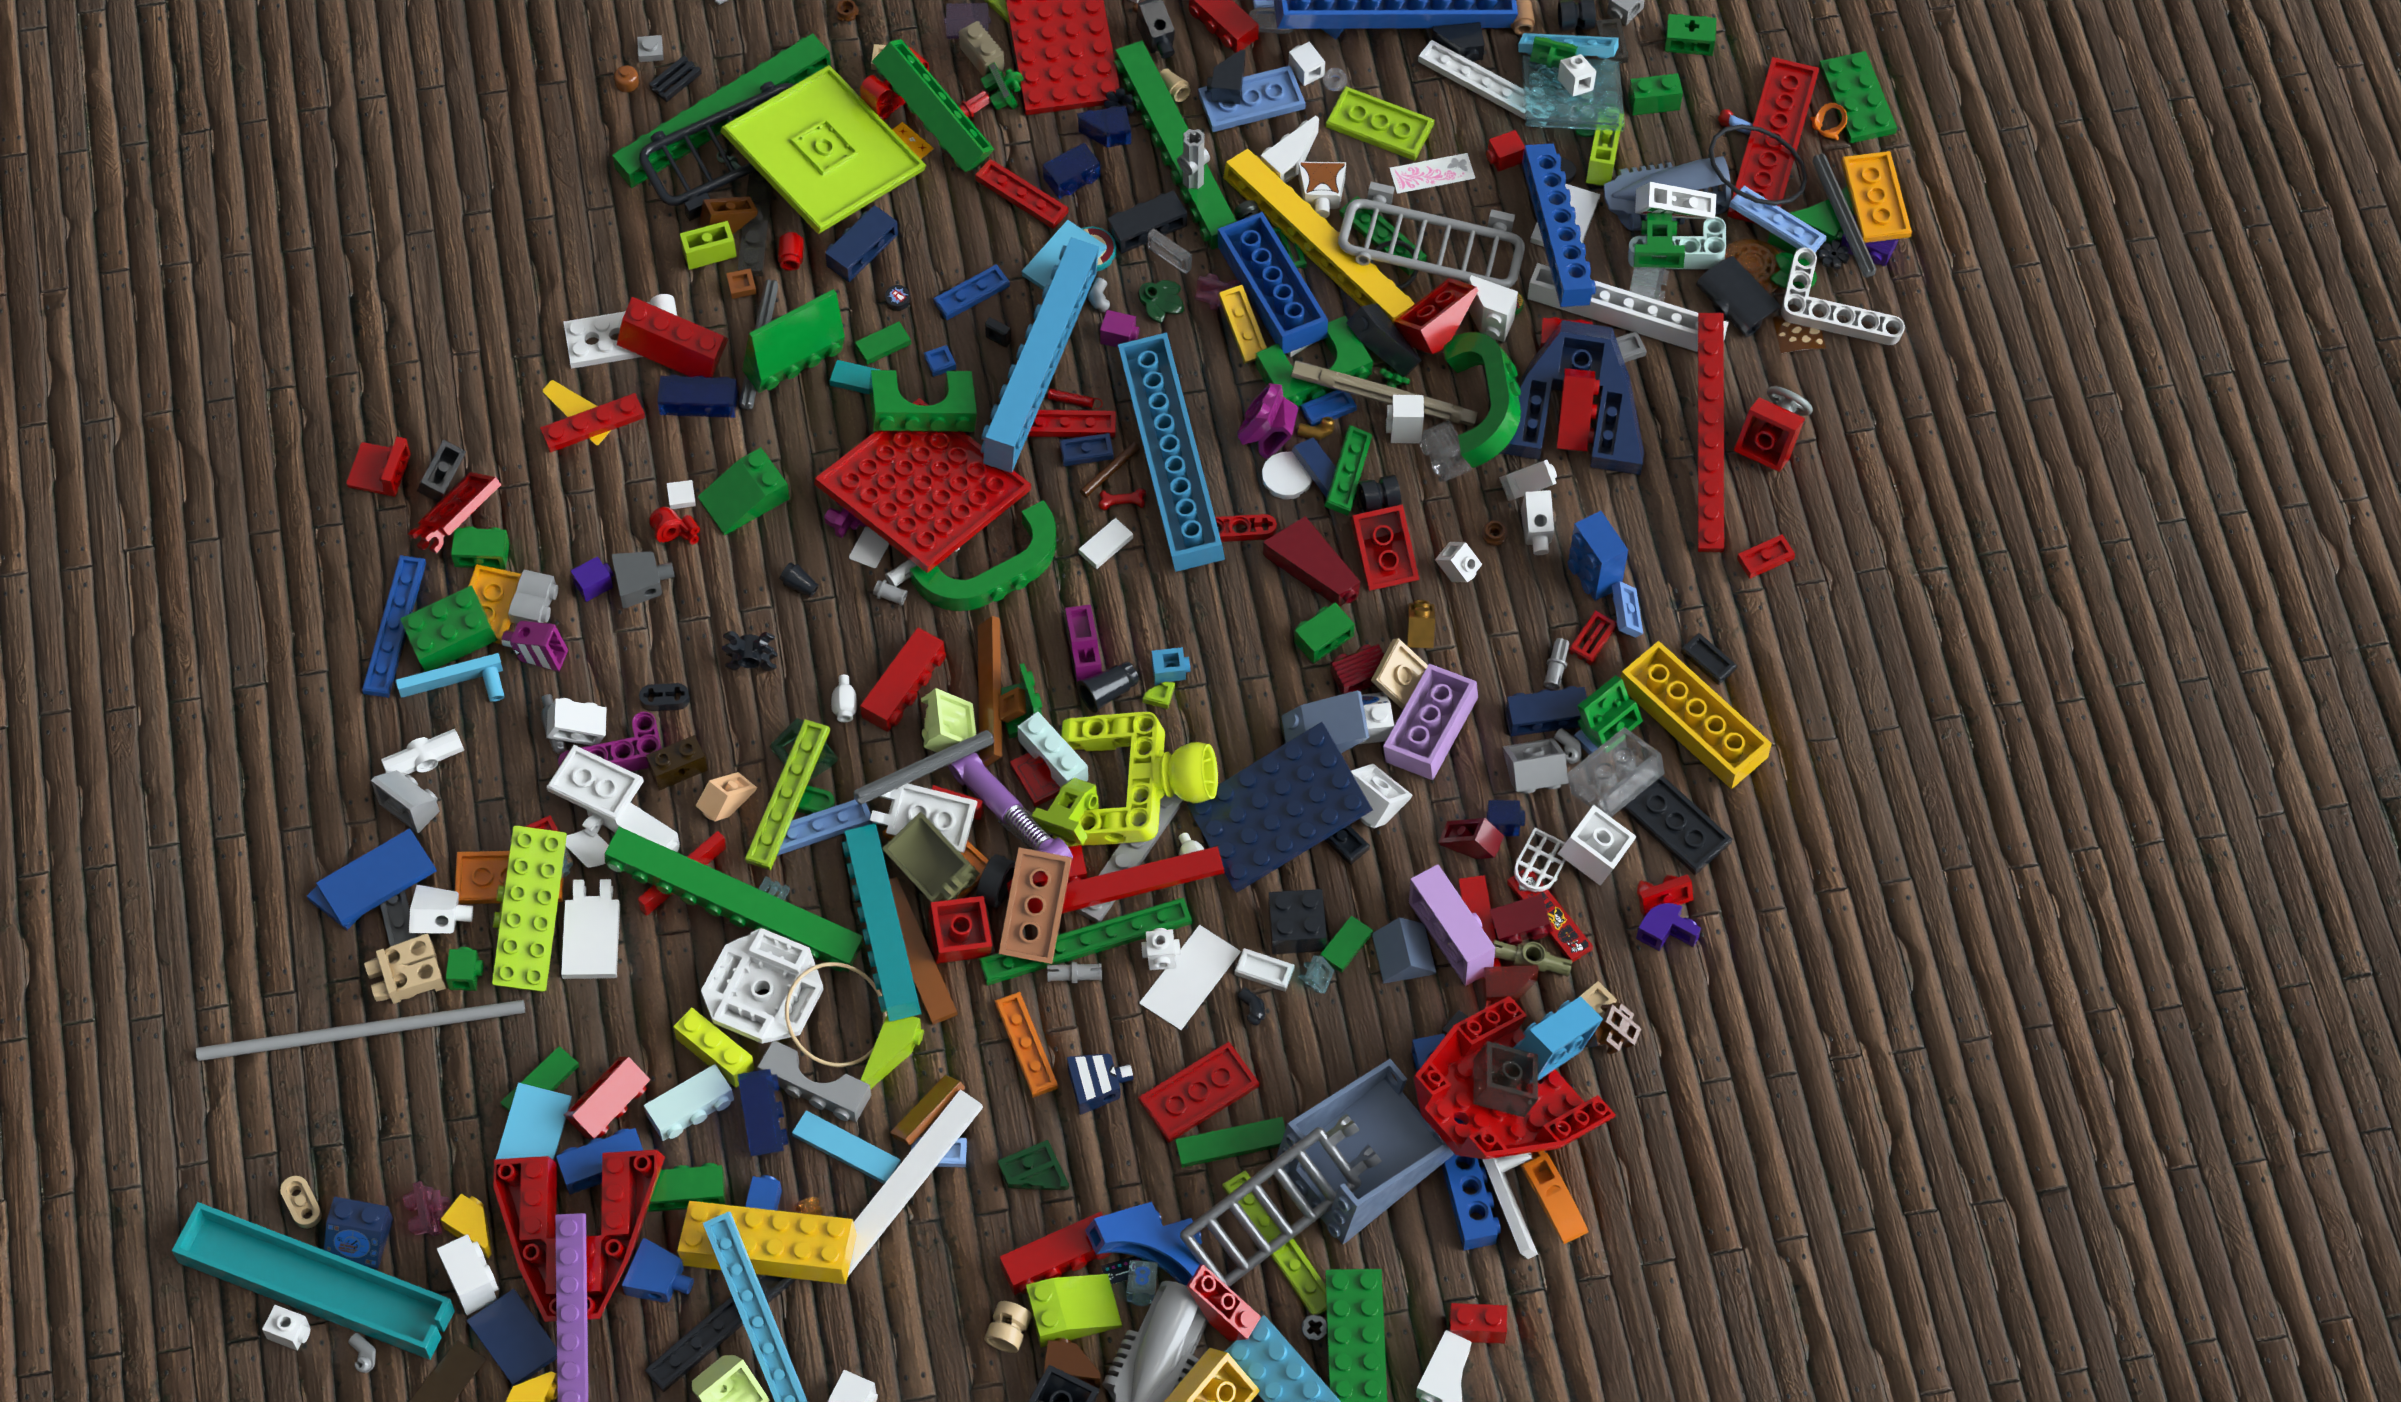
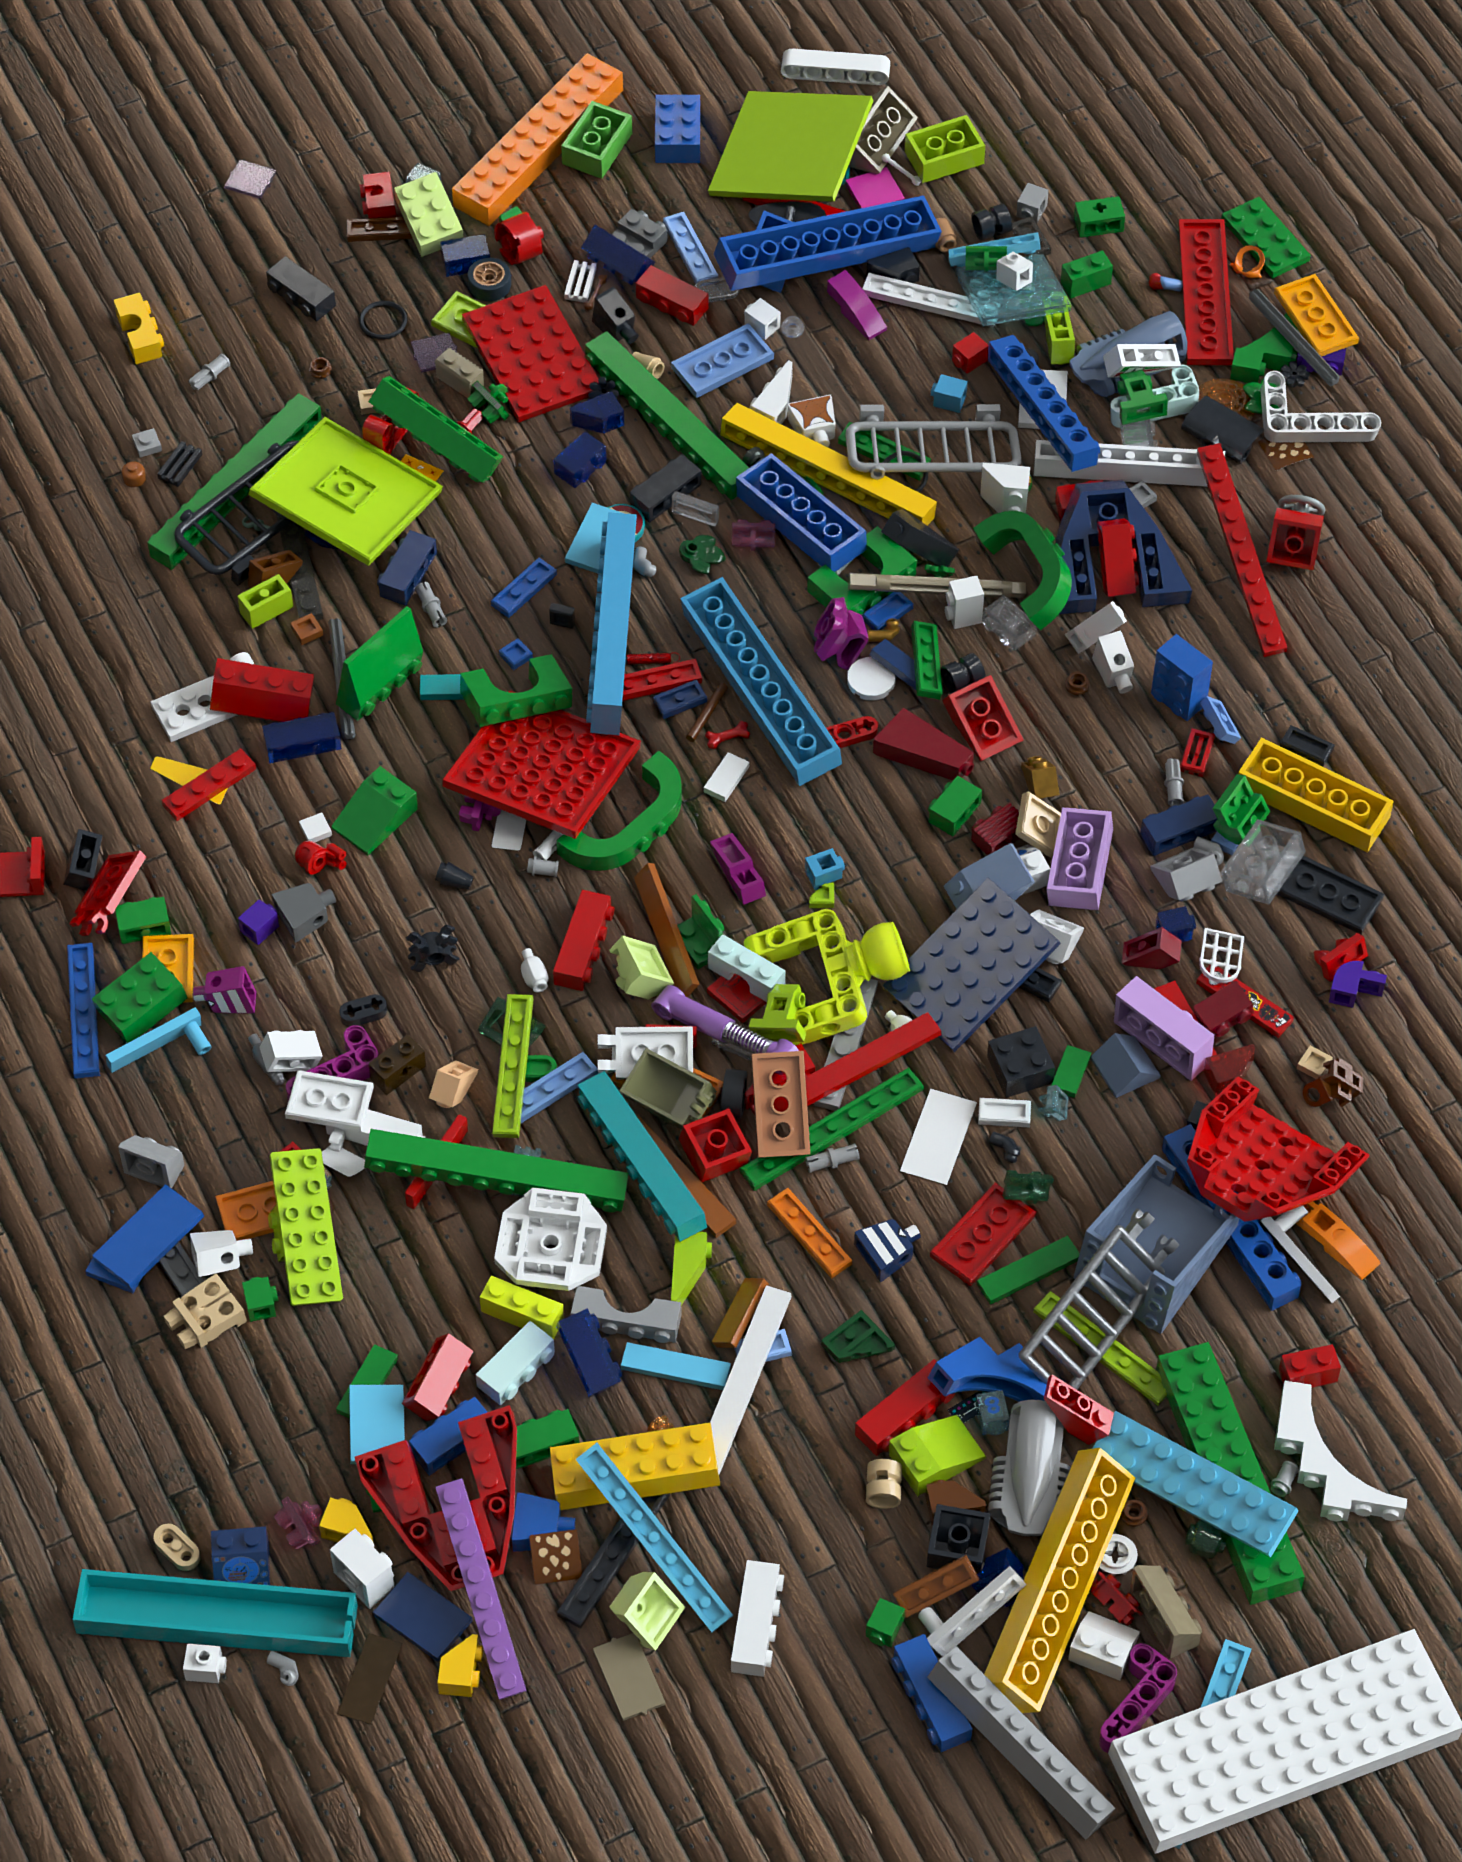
camera: 15 degrees left, 5 degrees down
(360, 1030) = (178, 1379): light grey piece -> none
(424, 753) = (154, 1116): white piece -> none
(533, 598) = (209, 951): light grey brick -> none
(591, 933) = (368, 1237): white tile -> none
(660, 1313) = (555, 1556): none -> reddish brown sticker
(764, 1193) = (615, 1423): blue brick -> none
(788, 1020) = (595, 1275): tan piece -> none
(790, 251) = (343, 589): red brick -> none
(872, 287) = (431, 604): none -> light grey pin
(883, 343) = (457, 650): green tile -> none
(897, 297) = (457, 608): black tile -> none
(923, 767) = (633, 1009): dark grey axle -> none
(1012, 704) = (694, 935): dark orange plate -> none
(1021, 193) = (540, 490): red plate -> none
(1107, 685) = (771, 901): black plant -> none
(1118, 329) = (672, 587): magenta brick -> none
(1161, 949) = (906, 1116): white brick -> none
(1193, 158) = (696, 418): light grey piece -> none
(1228, 79) = (698, 347): black slope -> none
(1242, 322) = (785, 554): yellow plate -> none
(1257, 1056) = (1027, 1187): none -> clear green hips
(1305, 1325) = (1155, 1410): dark grey bush -> none
(1380, 123) = (846, 356): lime tile -> none
(1407, 71) = (856, 305): none -> magenta slope
(1432, 173) = (906, 388): white sticker -> none
(1436, 316) = (962, 506): red slope -> none
(1458, 562) = (1055, 714): white brick -> none
(1470, 189) = (949, 393): none -> dark azure brick
(1505, 1079) = (1266, 1144): clear smoke brick -> none
(1544, 960) = (1244, 1036): olive pin -> none
(1560, 1035) = (1293, 1102): dark azure brick -> none
(1597, 845) = (1267, 928): white slope -> none
(1743, 194) = (1177, 328): black piece -> none
(1766, 556) = (1326, 645): red plate -> none
(1778, 221) = (1235, 355): light blue tile -> none

